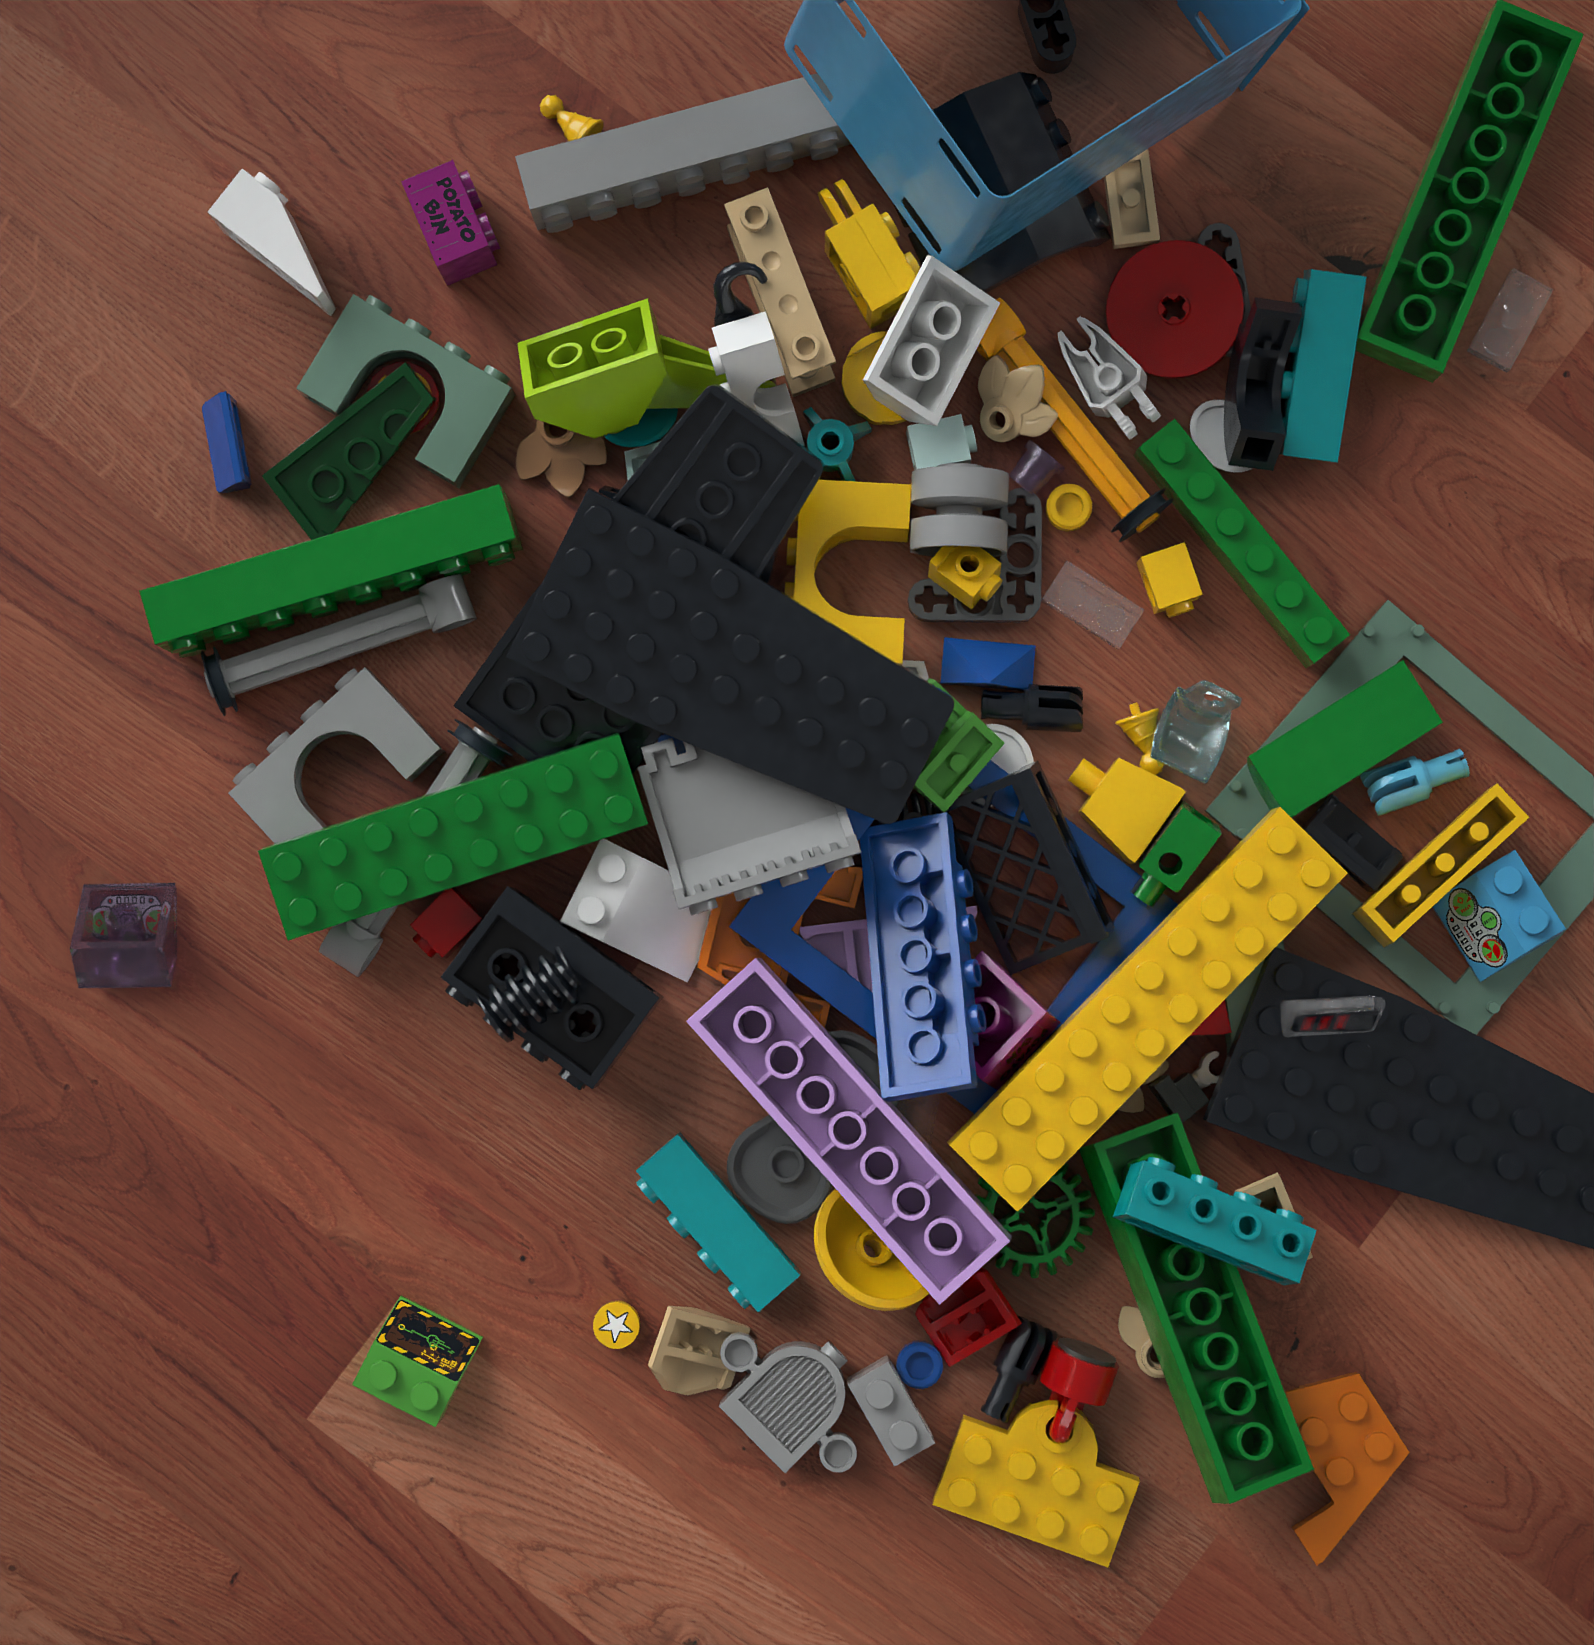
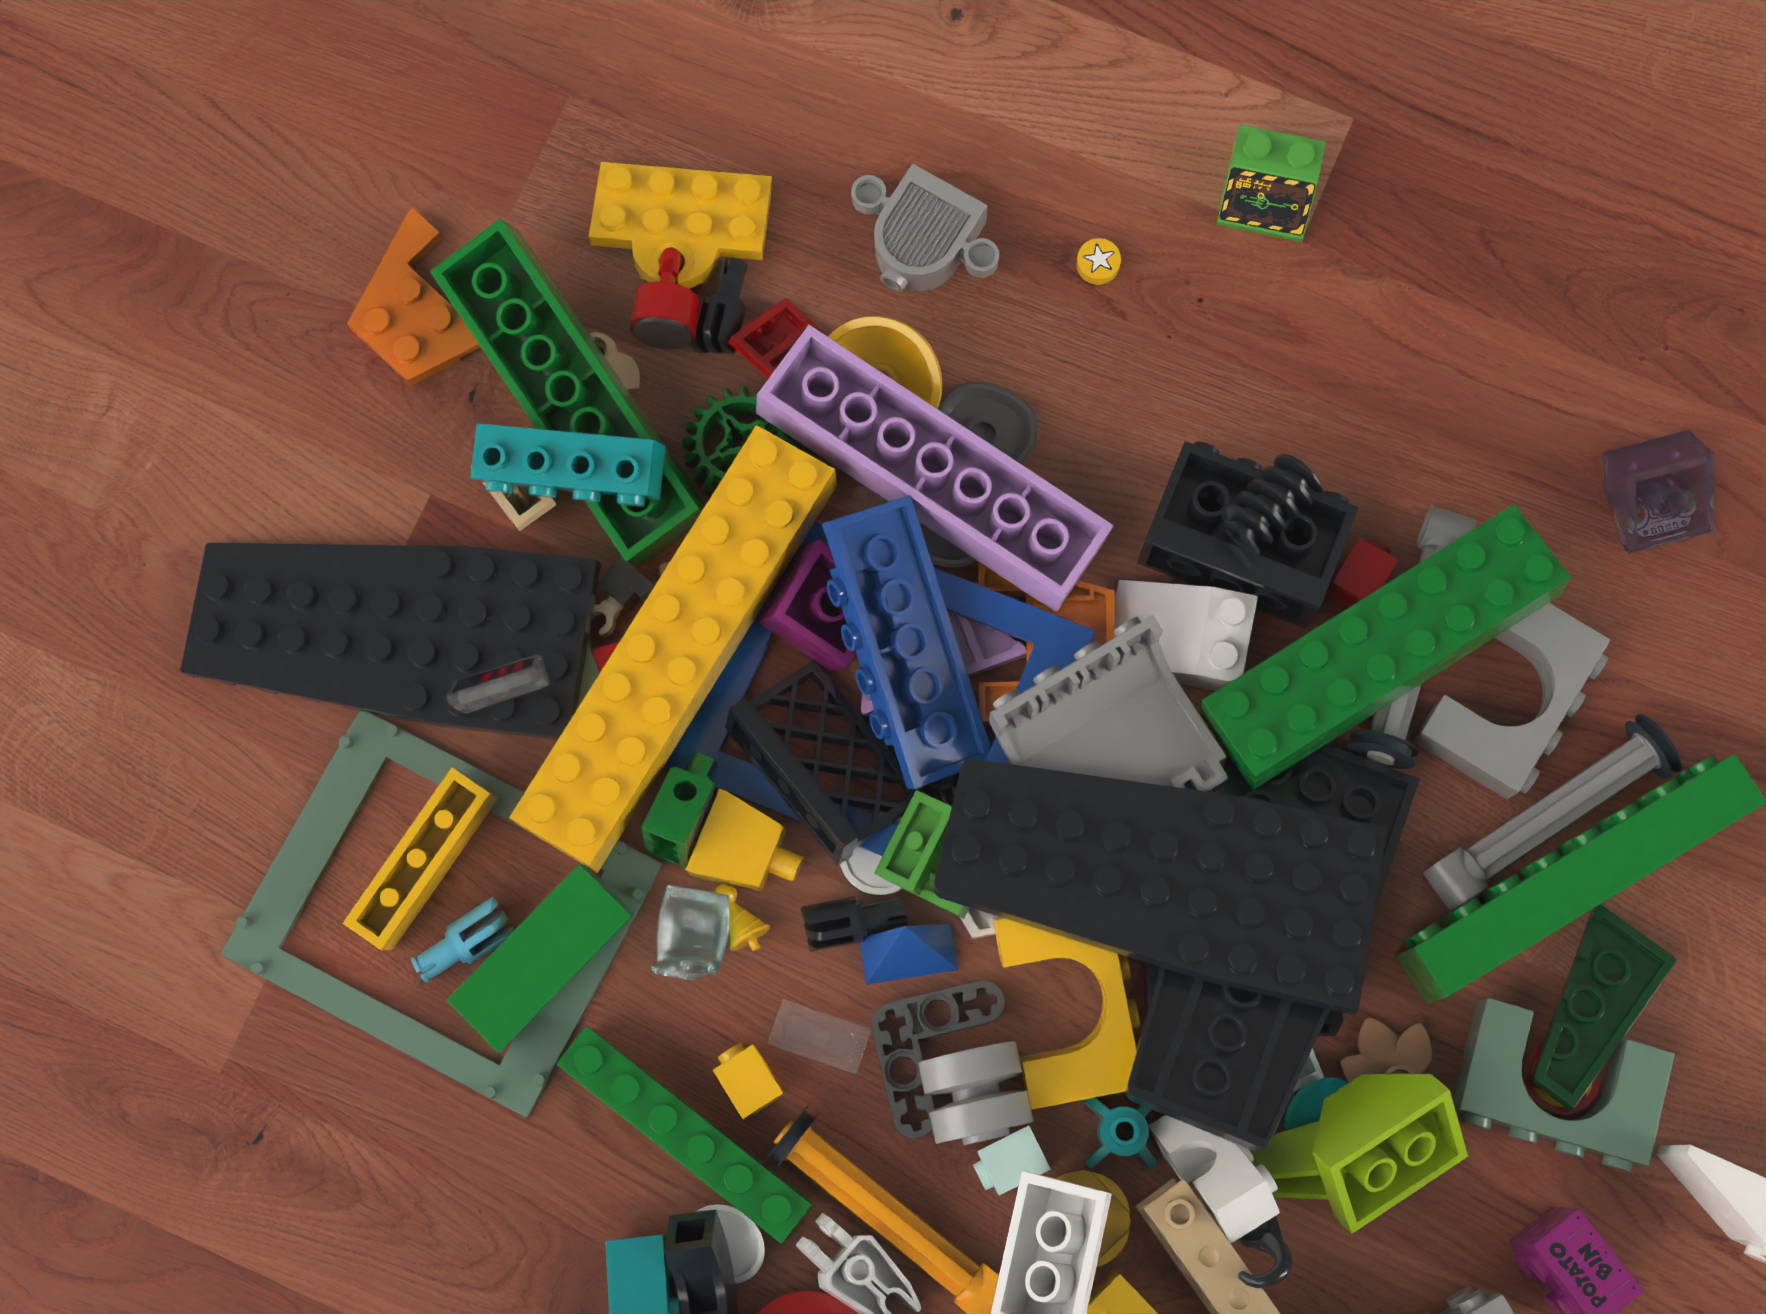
camera: 165 degrees right, 10 degrees down
(226, 443) = (1719, 987): blue slope -> none
(689, 1348) = (1026, 256): tan slope -> none
(718, 1222) = (1031, 368): teal brick -> none
(890, 1410) = (829, 243): light grey brick -> none
(919, 1364) = (813, 293): blue tile -> none
(966, 586) = (944, 1018): yellow brick -> none
(1017, 397) = (947, 1228): tan plate -> none
(1035, 468) = (909, 1162): clear purple piece -> none
(1068, 507) = (866, 1132): yellow tile -> none
(1352, 843) = (512, 864): black hinge -> none
(1498, 916) = (353, 825): dark azure slope -> none

